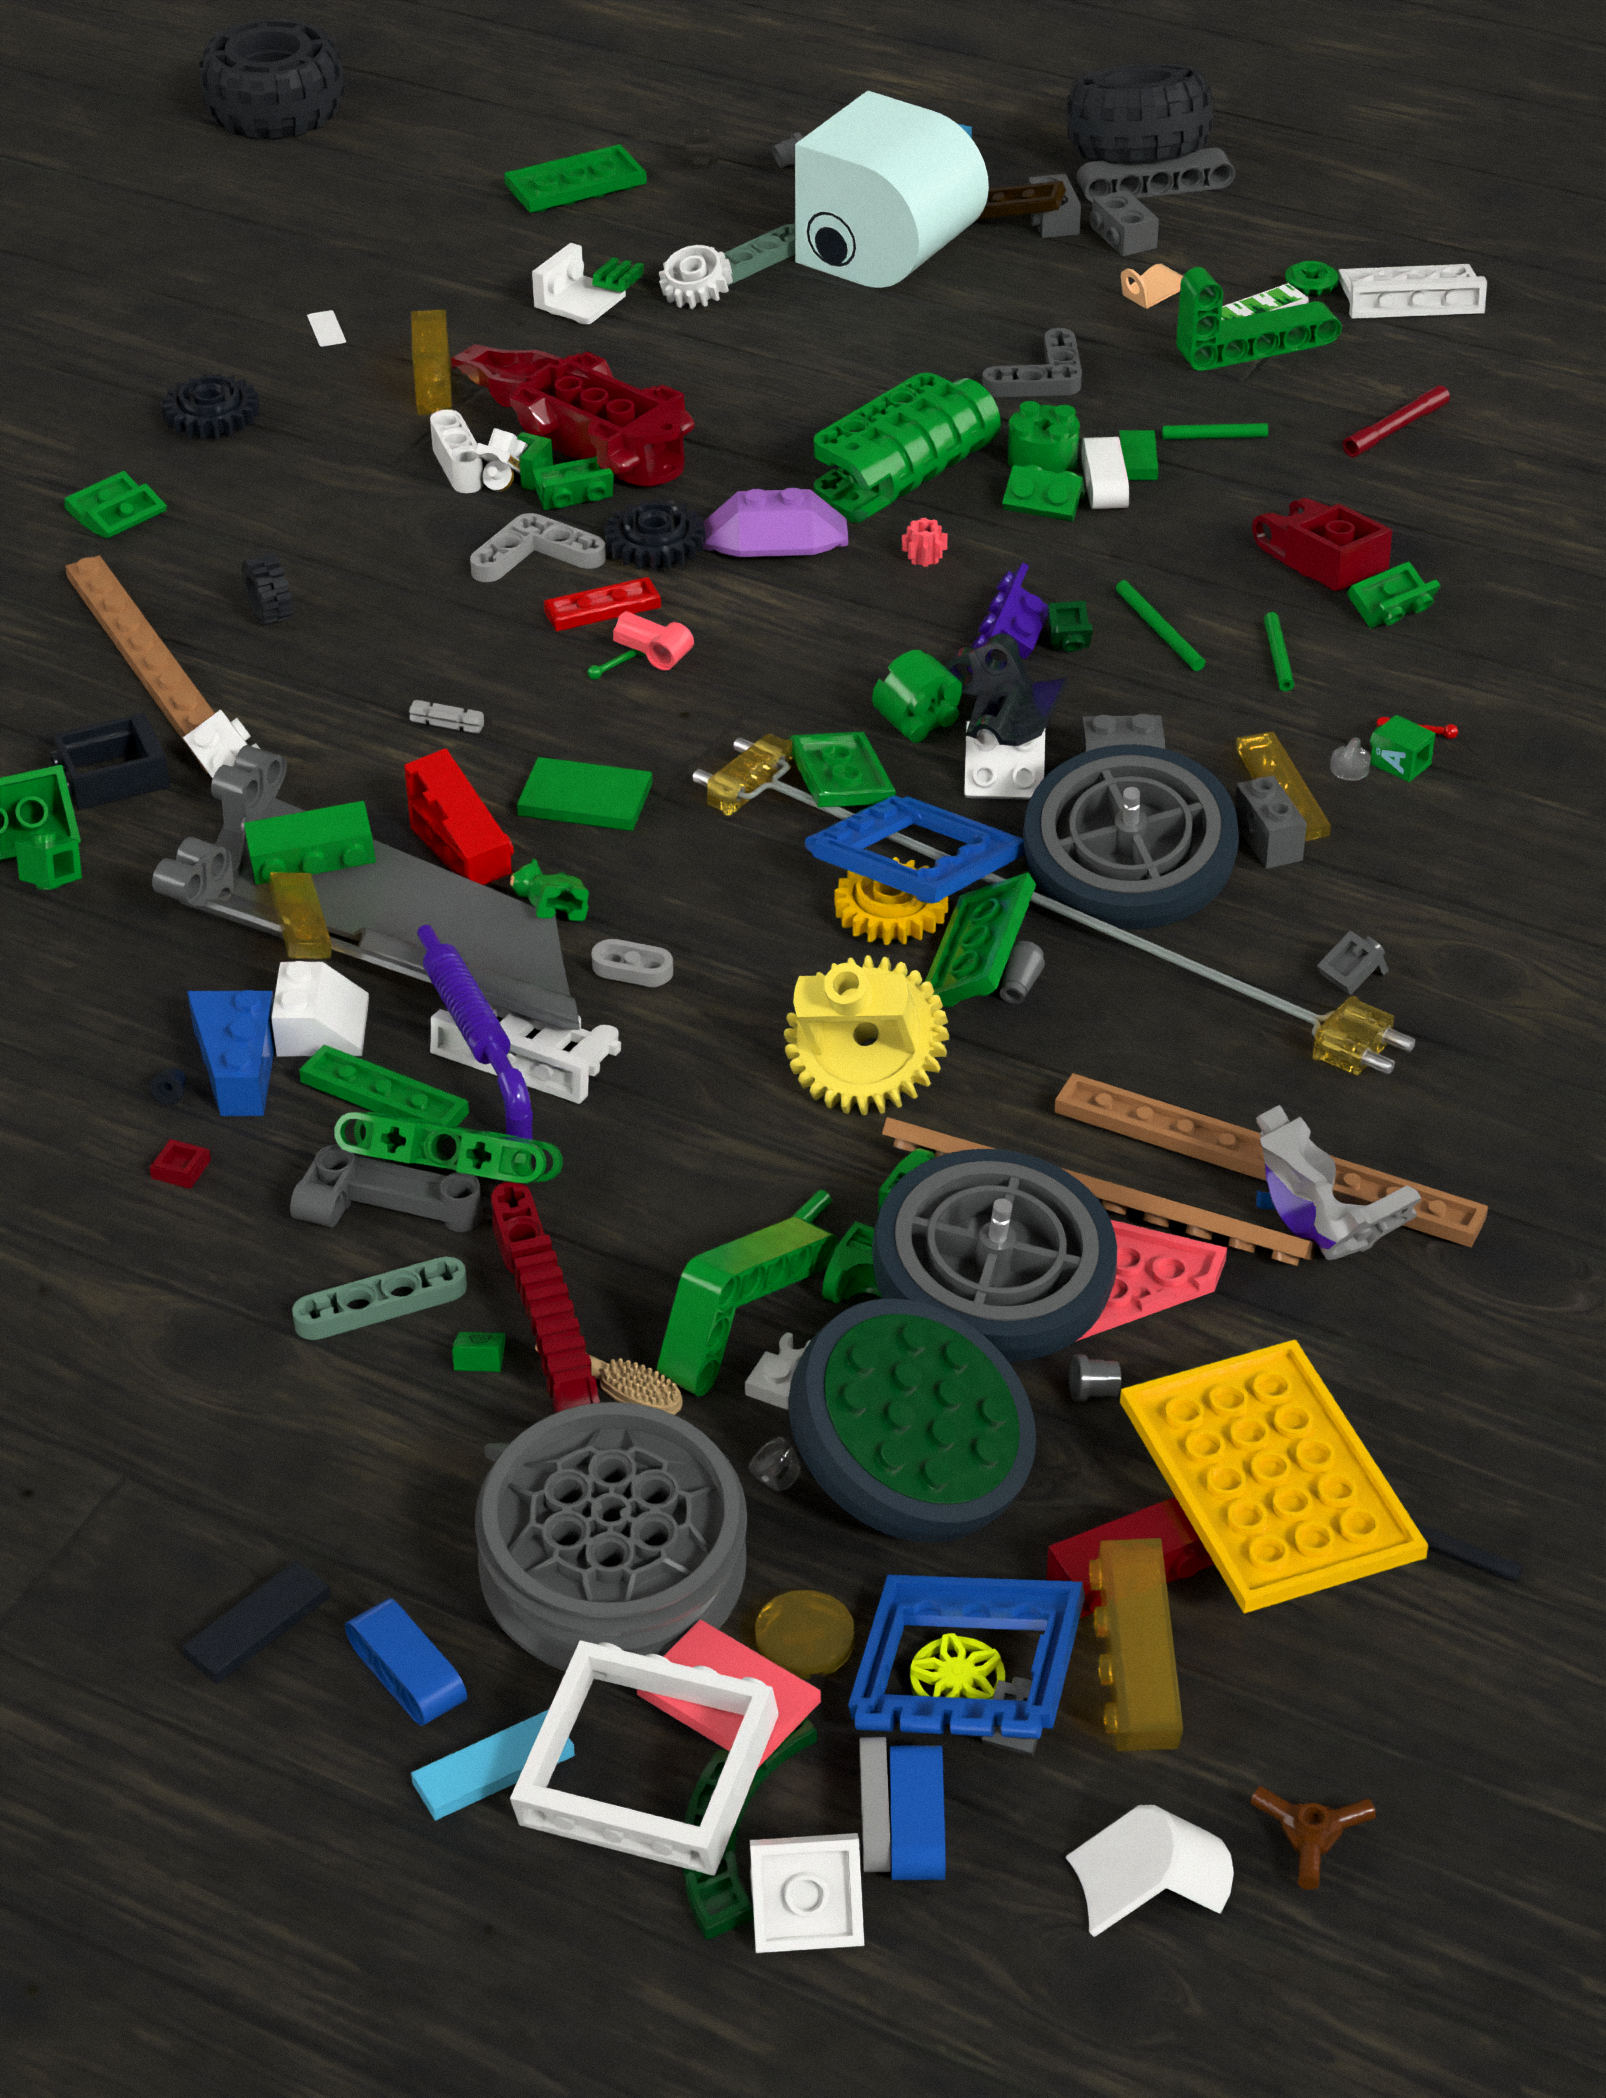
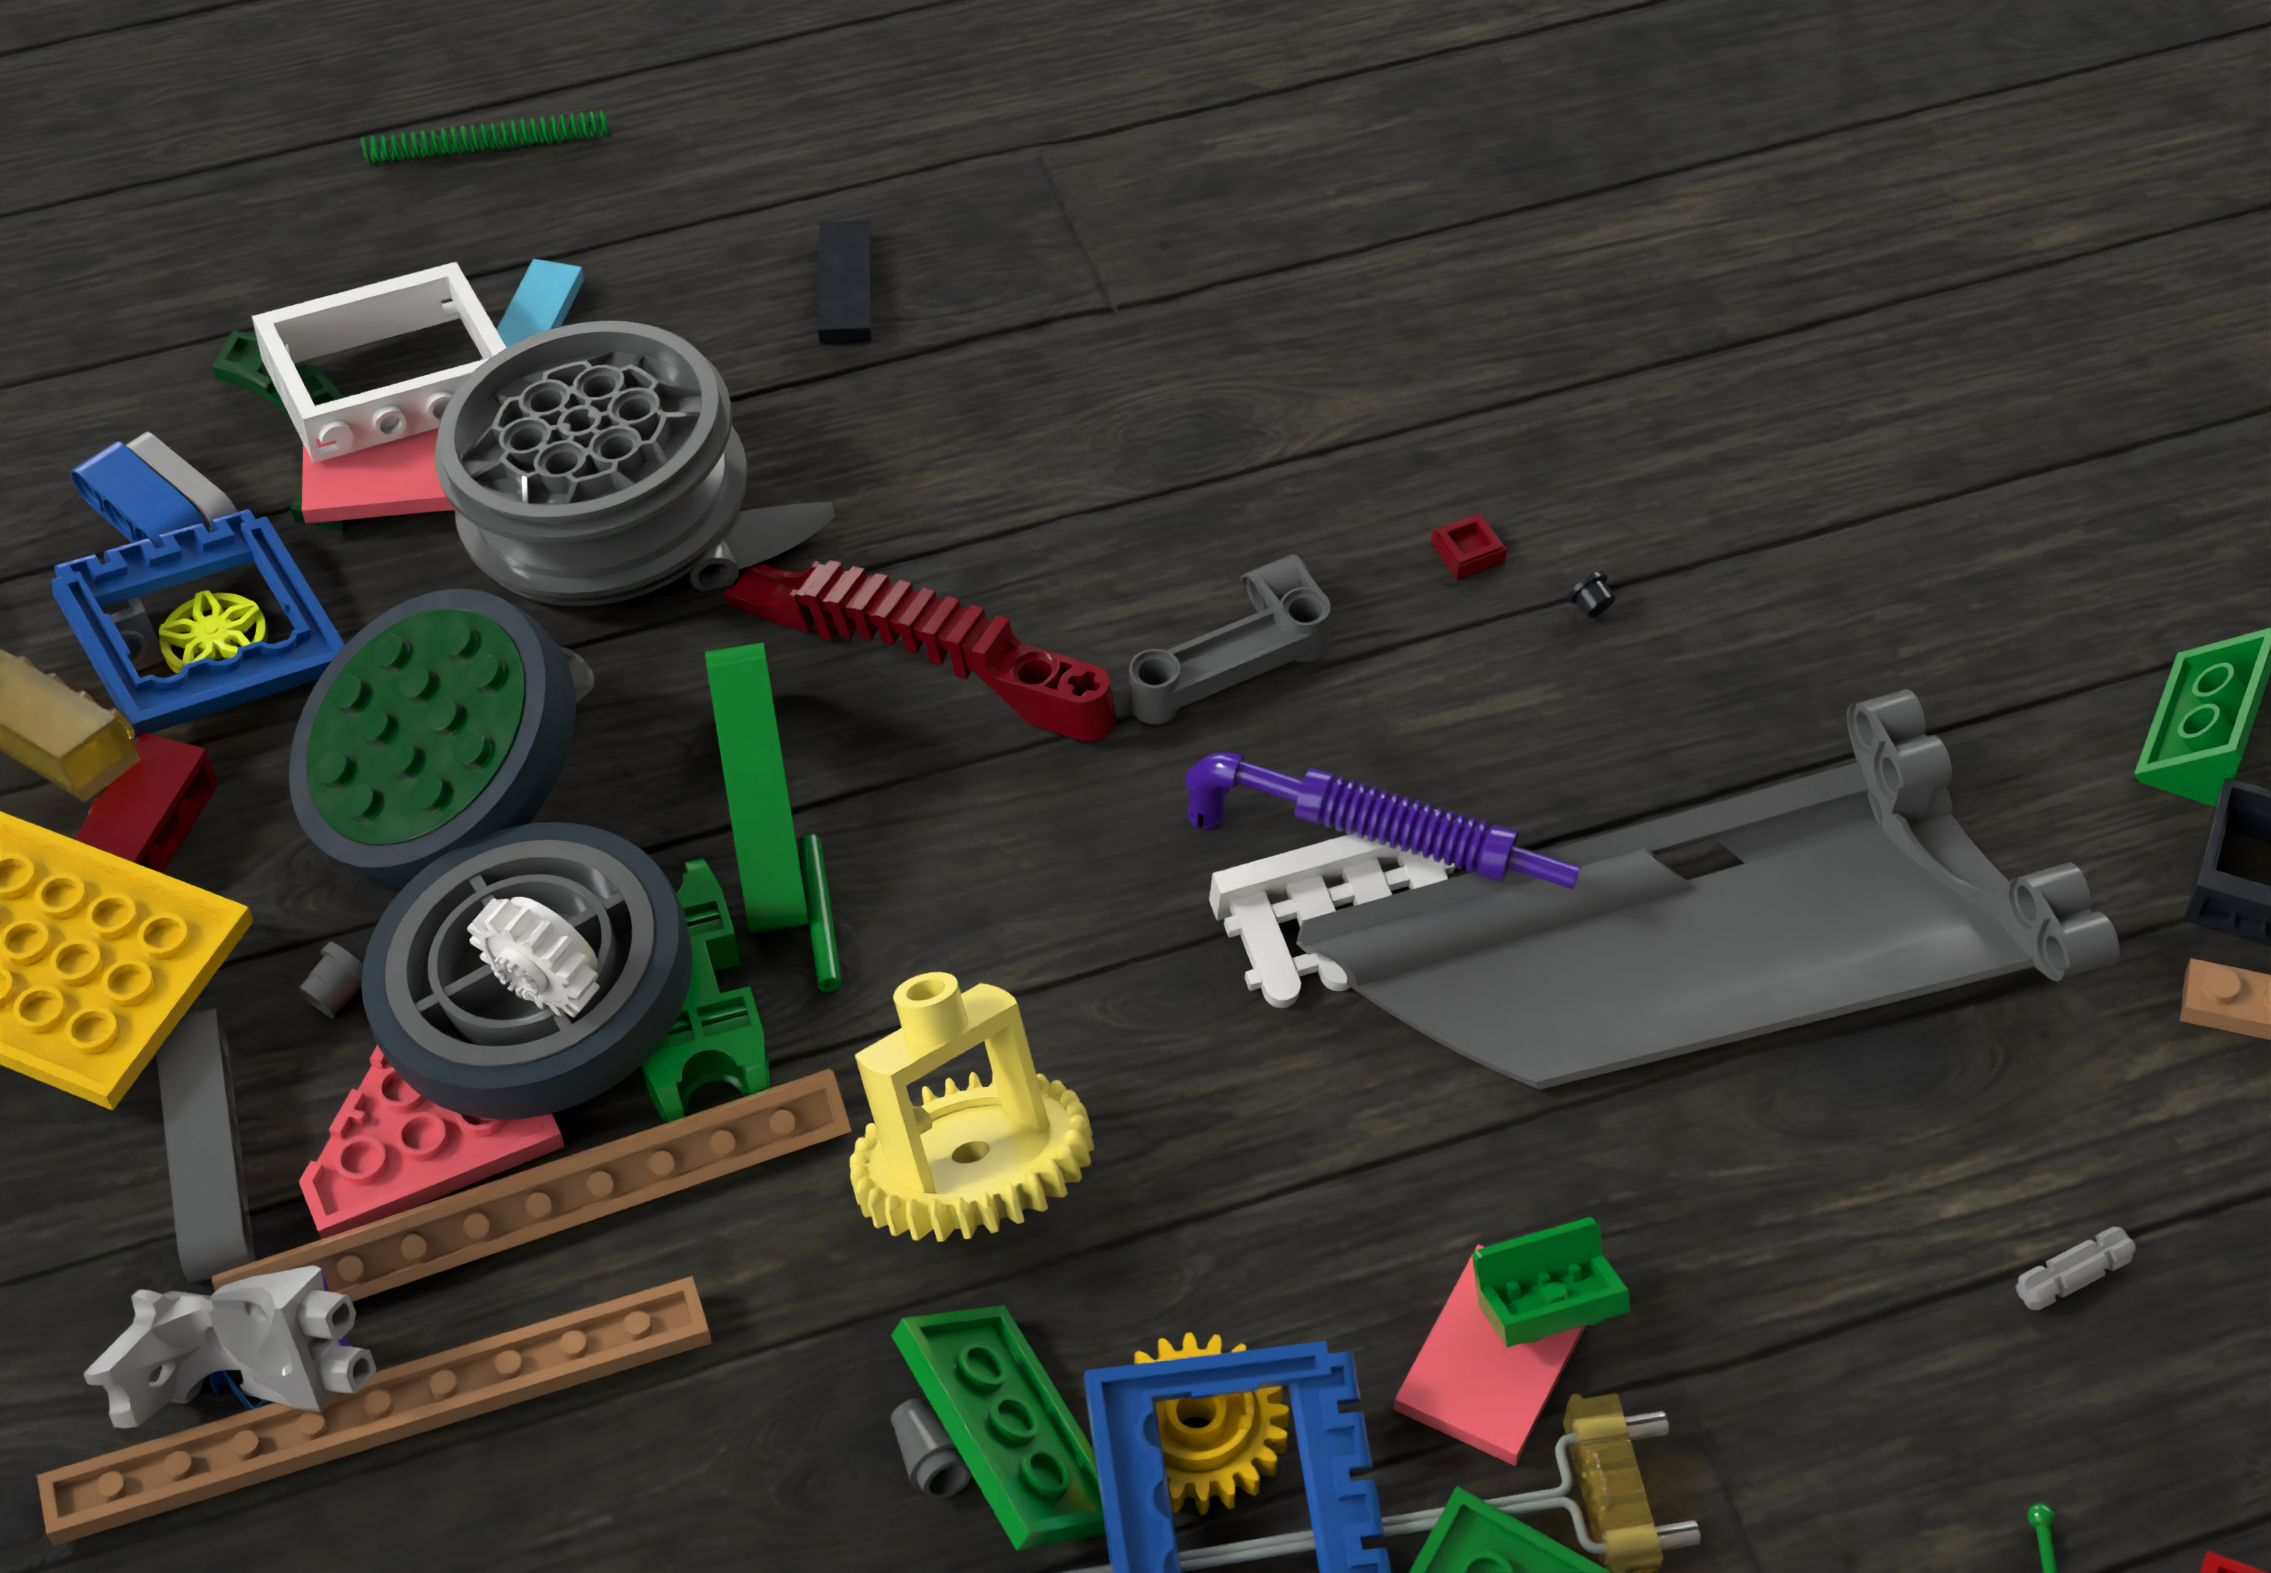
camera: 135 degrees right, 10 degrees up
(48, 859) = (2088, 690): green brick -> none
(217, 741) = (2174, 979): white bracket -> none
(235, 1046) = (1584, 657): blue wedge -> none
(300, 915) = (1743, 816): clear yellow tile -> none
(310, 841) = (1879, 914): green brick -> none
(317, 1009) = (1578, 761): white slope -> none
(332, 1975) = (484, 140): none -> green piece
(378, 1292) = (1104, 564): sand green beam -> none
(380, 1088) = (1398, 737): green plate -> none
(405, 1661) = (713, 321): blue beam -> none
(421, 1140) = (1180, 713): green piece -> none
(455, 820) = (1790, 1087): red wedge -> none
(478, 1351) = (960, 577): green slope -> none
(551, 892) = (1567, 1103): green animal -> none
(585, 794) = (1759, 1296): green tile -> none
(632, 962) = (1365, 1088): light grey plate -> none
(636, 1385) = (805, 662): tan piece -> none
(680, 825) = (1547, 1283): none -> green bracket
(724, 849) = (1477, 1386): none -> coral tile
(774, 1373) = (660, 773): white plate -> none
(805, 1632) = (382, 572): clear yellow tile -> none
(806, 1892) = (174, 387): white bracket -> none
(1009, 1165) = (536, 954): none -> white gear
(1266, 1311) = (204, 1148): none -> dark grey beam

